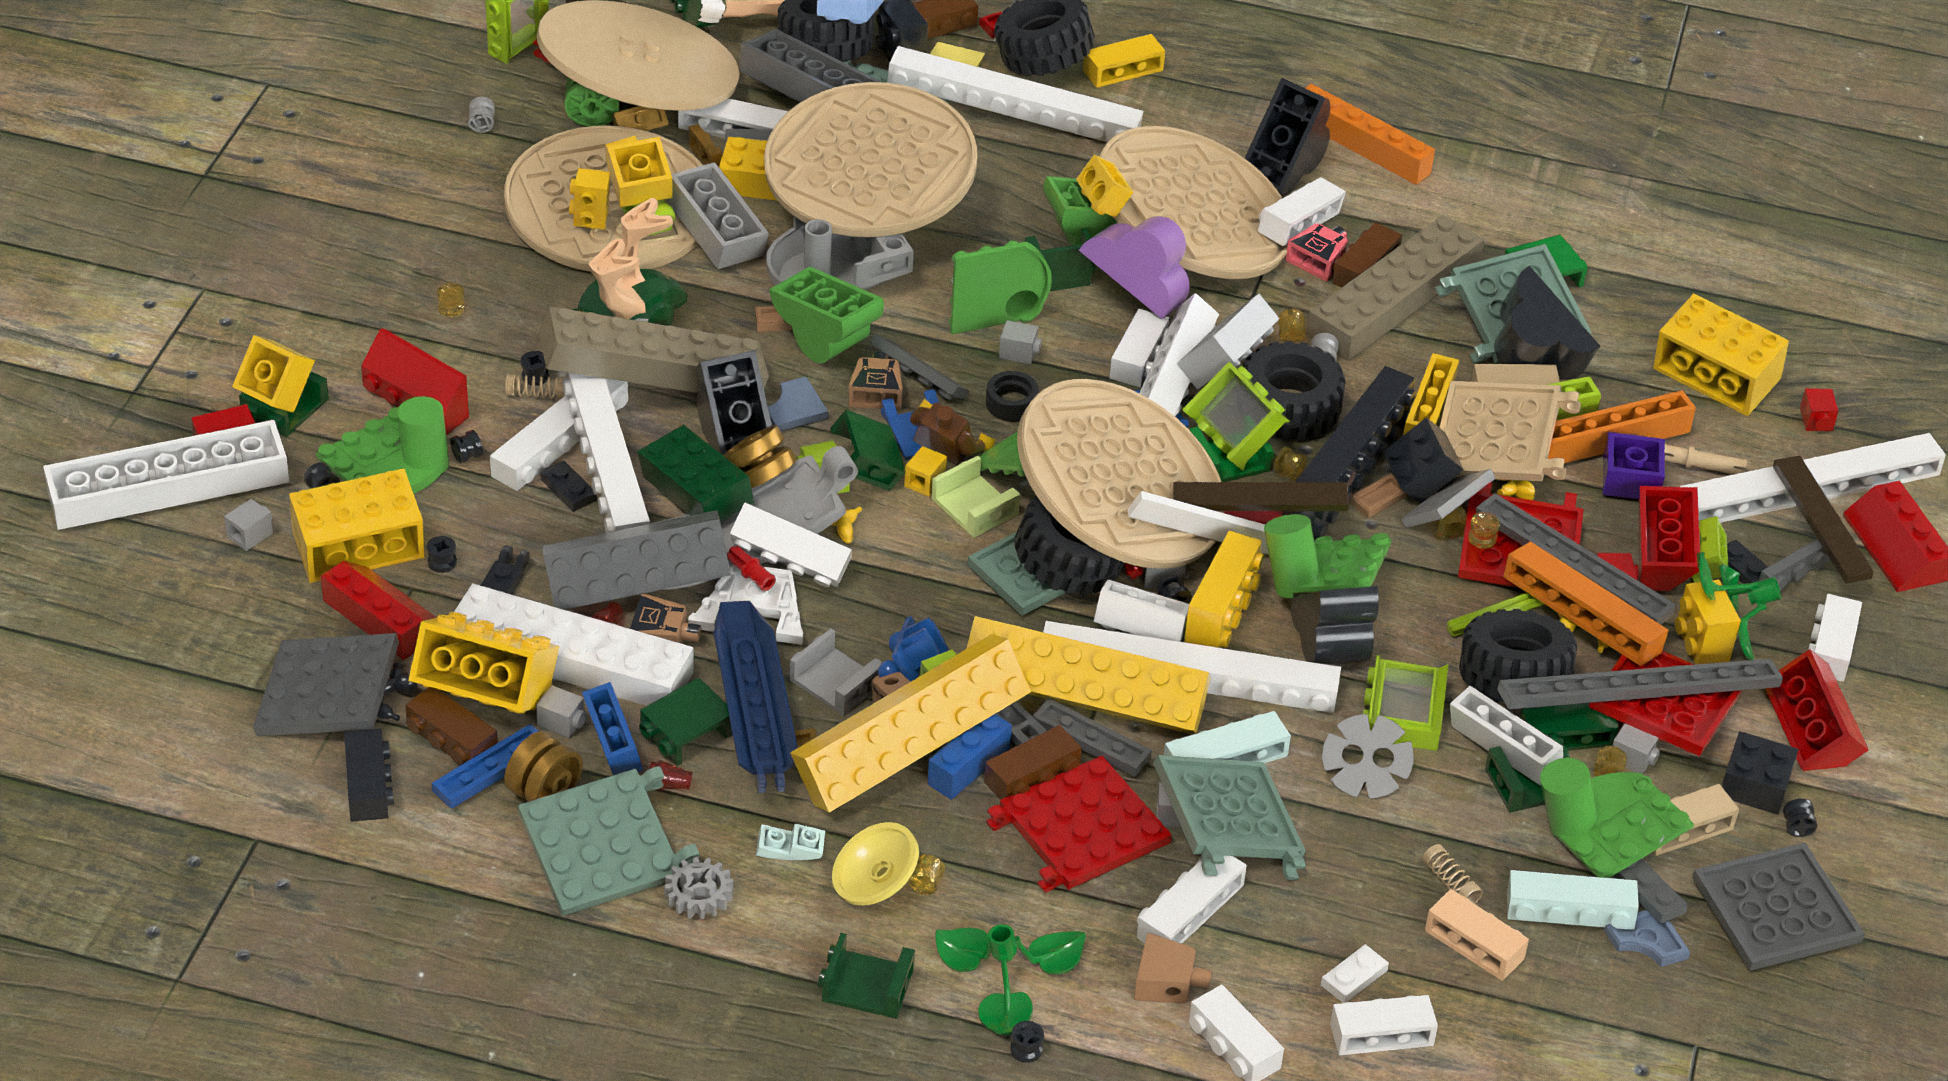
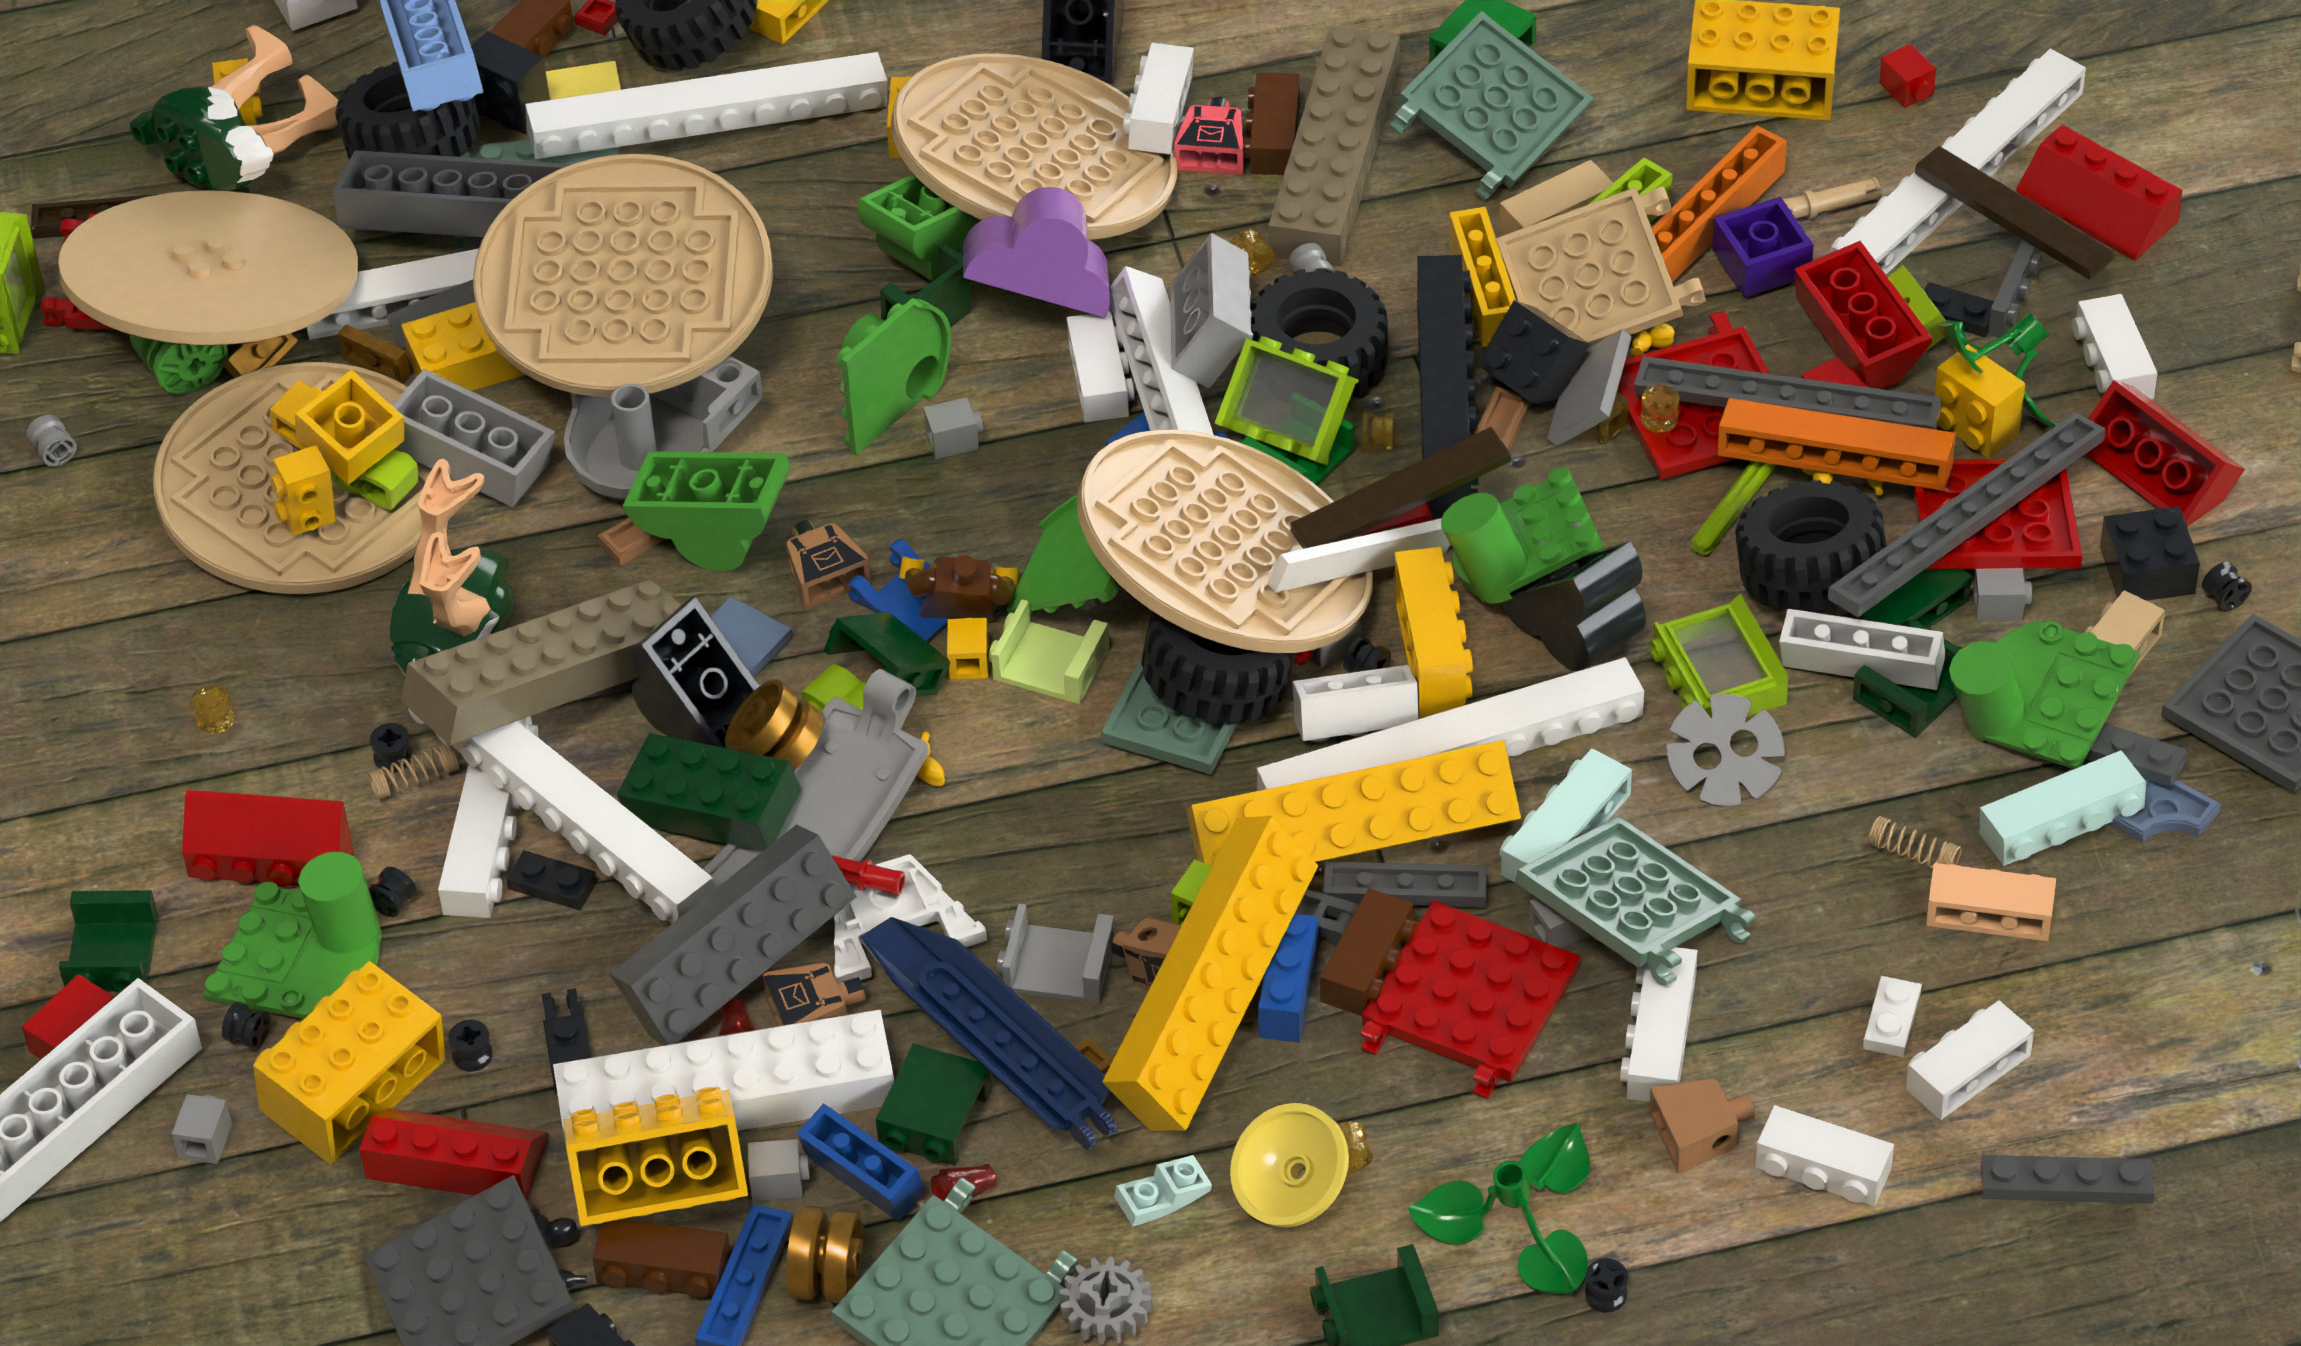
camera: 25 degrees left, 5 degrees up
(273, 373) = (86, 917): yellow brick -> none
(790, 545) = (894, 823): white brick -> none
(911, 646) = (1139, 873): blue piece -> none
(928, 374) = (875, 522): dark grey plate -> none
(1014, 382) = (994, 480): black tyre -> none
(1104, 186) = (950, 183): yellow brick -> none
(1542, 329) = (1547, 122): black brick -> none
(1610, 760) = (1986, 622): clear yellow wheel -> none

